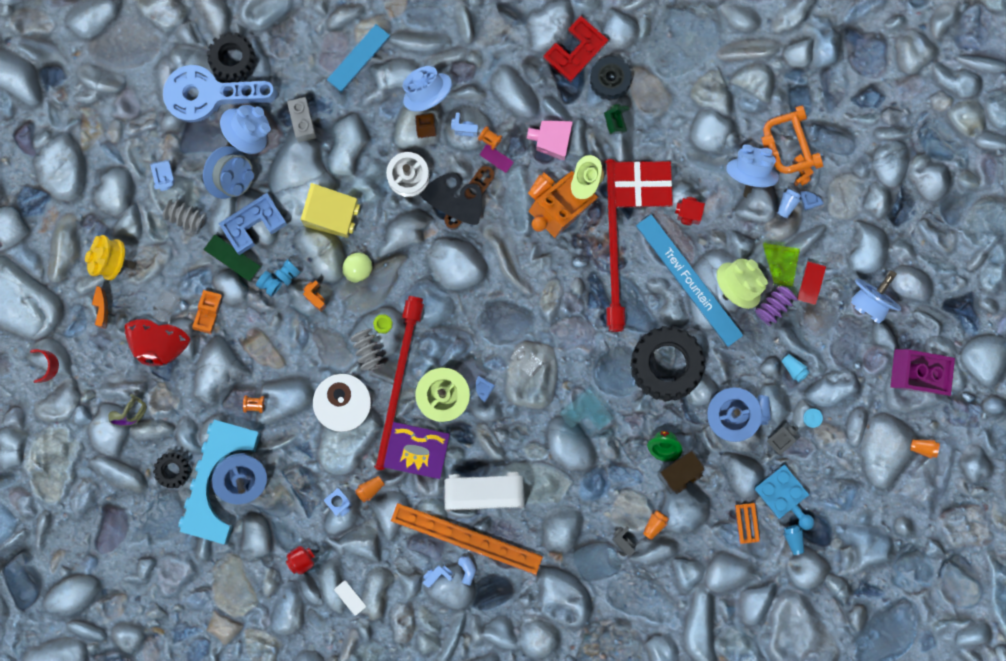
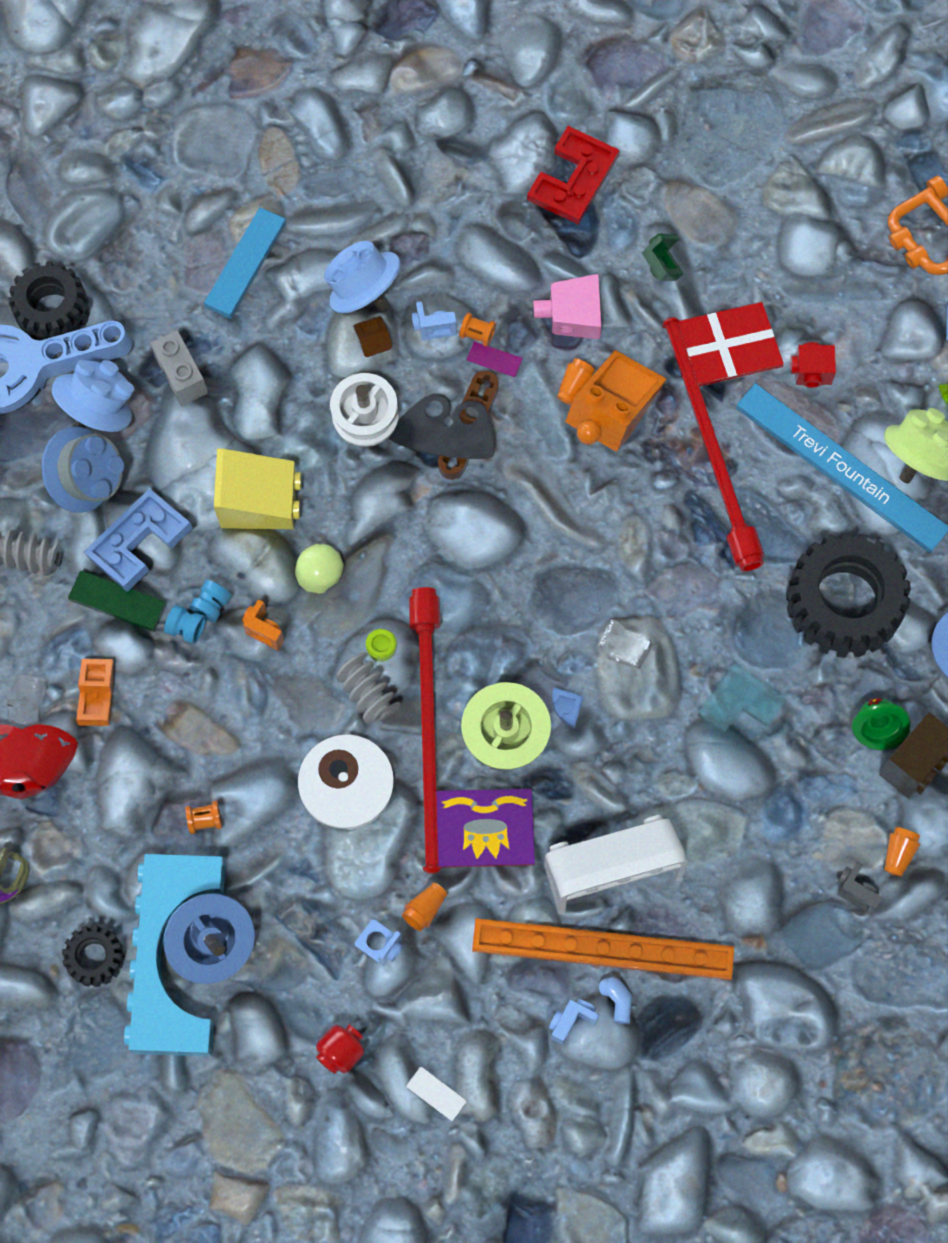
camera: 15 degrees left, 10 degrees down
(587, 177) = (642, 349): yellowish green piece -> none
(610, 89) = (642, 188): black wheel -> none
(753, 168) = (893, 274): light blue piece -> none

